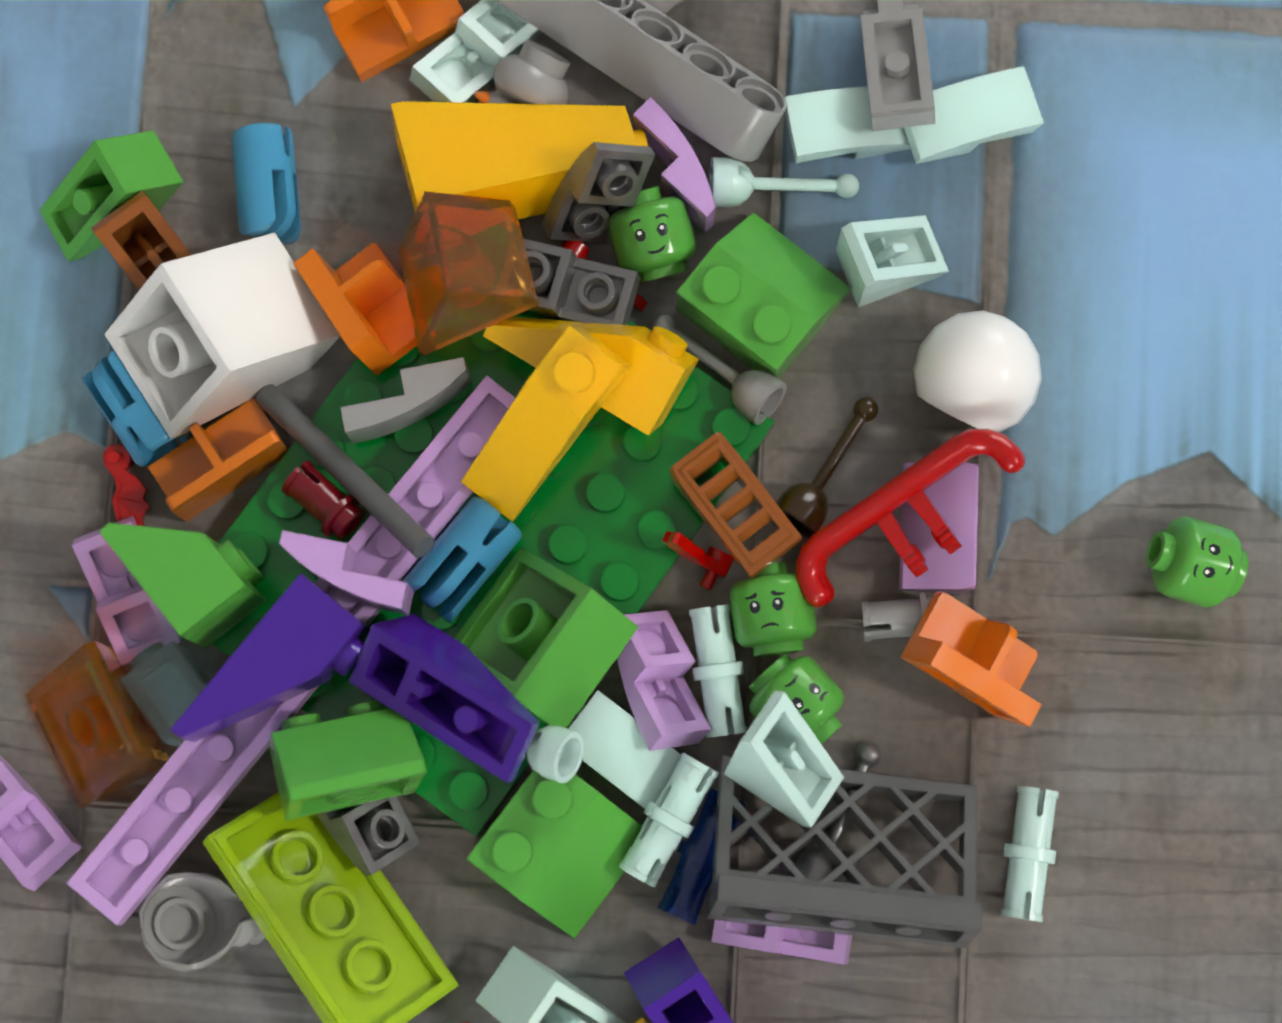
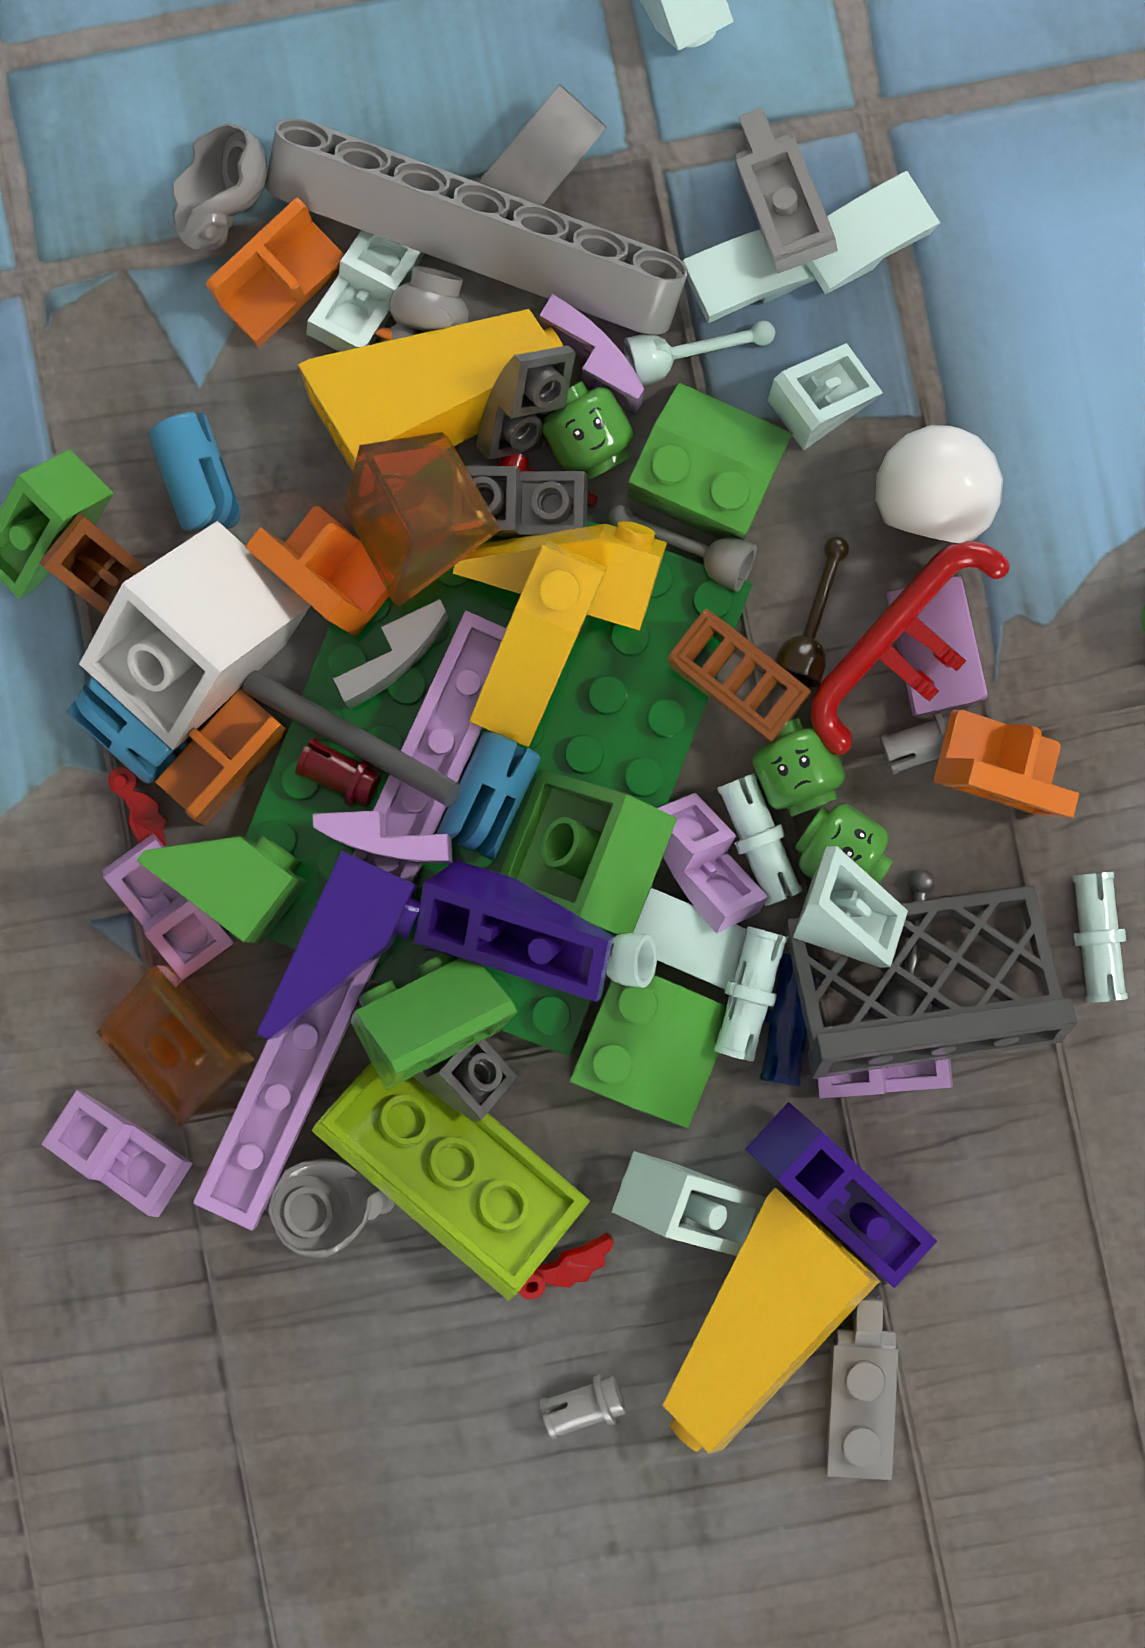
camera: 15 degrees left, 5 degrees up
(164, 686) = (235, 991): clear light blue brick -> none
(714, 562) = (728, 734): red piece -> none

